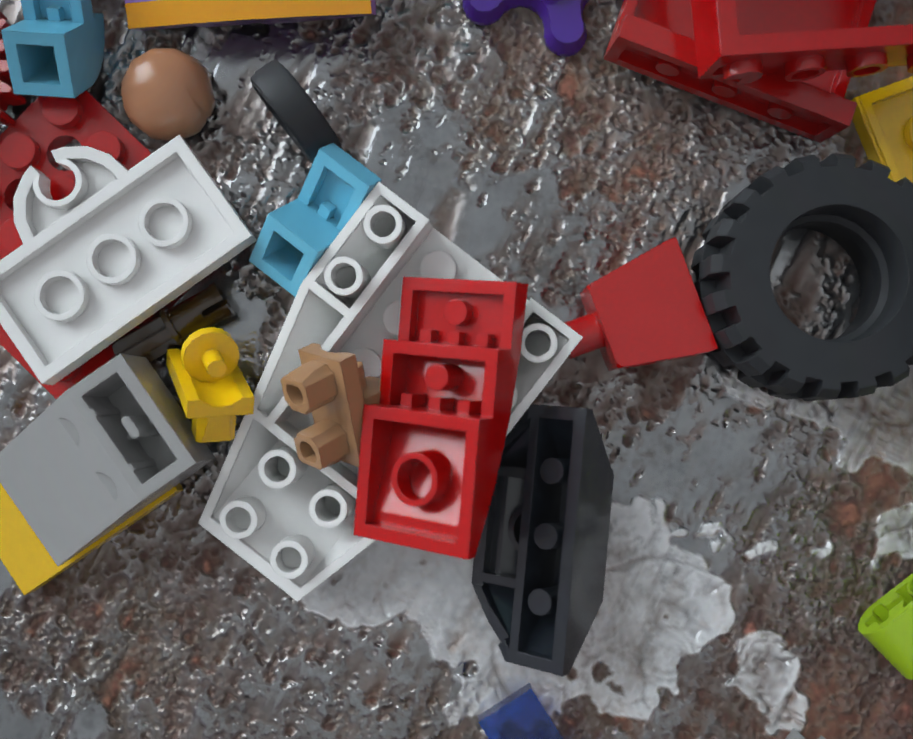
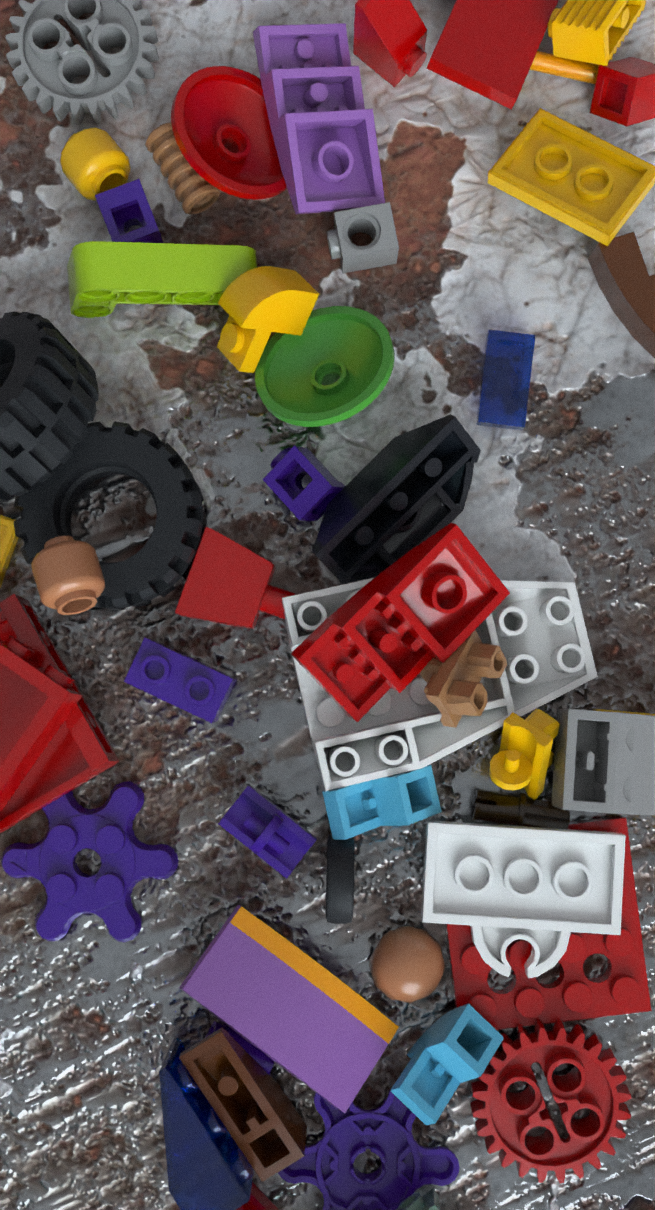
camera: 145 degrees left, 0 degrees up
(404, 104) = (267, 831): none -> dark purple hips
(612, 179) = (180, 680): none -> dark purple brick
(673, 465) = (286, 482): none -> dark purple brick
(736, 616) = (327, 370): none -> bright green dish
(827, 170) = (68, 575): none -> nougat head
(859, 629) = (263, 303): none -> yellow brick

